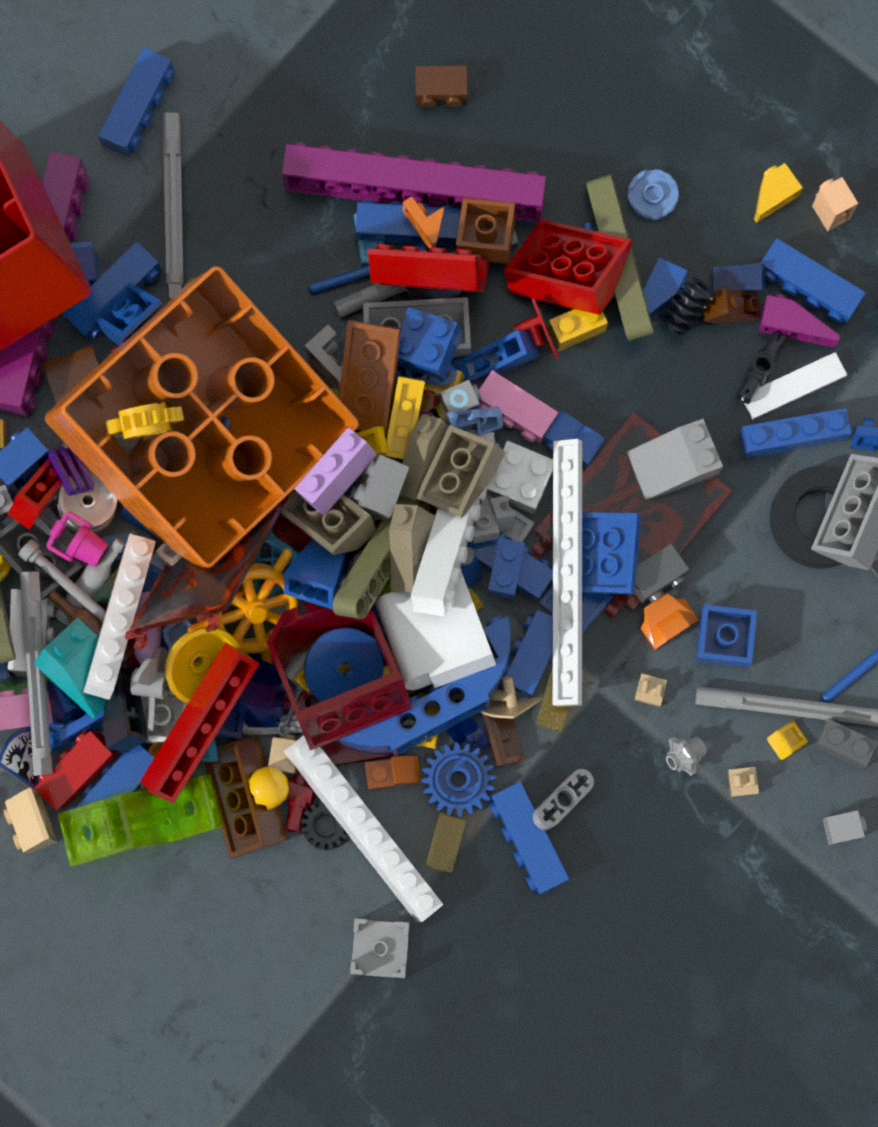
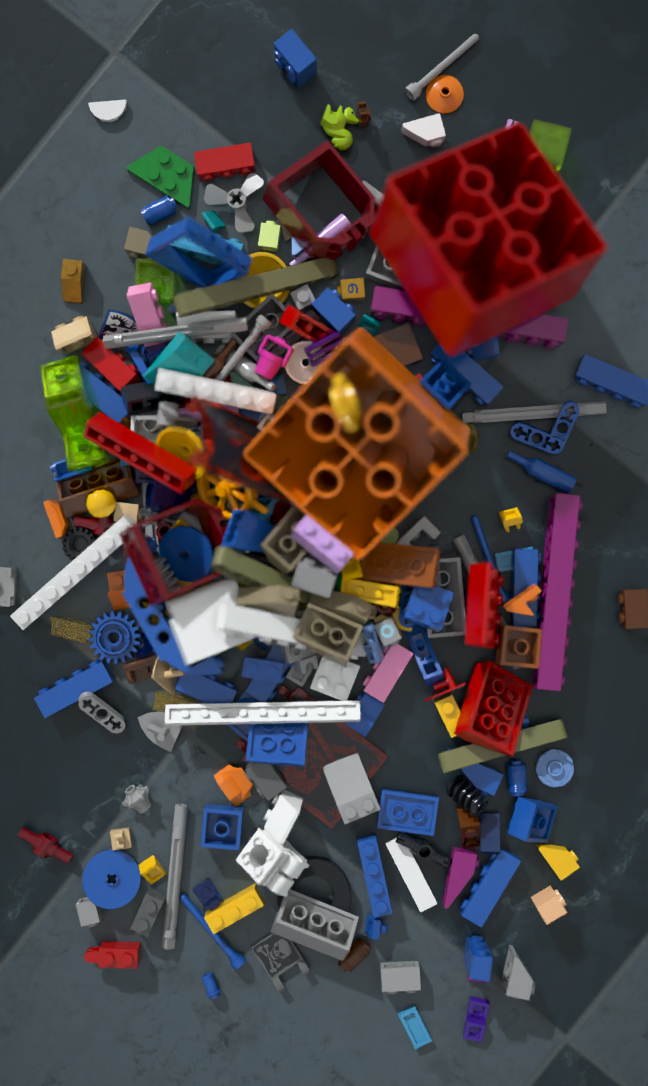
camera: 85 degrees right, 10 degrees up
(37, 419) = (369, 324): none -> teal slope
(204, 180) = (553, 435): none -> blue beam
(220, 843) = (62, 473): none -> blue hinge
(254, 192) = (545, 472): none -> blue piece
(286, 854) = (57, 518): none -> orange slope
(313, 239) = (511, 517): none -> yellow tile
(589, 722) = (155, 729): none -> light grey shield
(650, 690) = (184, 772): tan tile -> none
(664, 242) = (516, 777): none -> blue head
(710, 387) = (407, 812): none -> blue plate
(710, 551) = (283, 815): none -> white slope
(722, 224) = (532, 820): none -> blue slope
(750, 888) = (44, 845): none -> dark red pin
(780, 551) = (271, 862): none -> white piece
(797, 814) = (127, 879): none -> blue piece
(822, 663) = (207, 895): none -> clear blue bracket
(840, 624) = (235, 908): none -> yellow brick

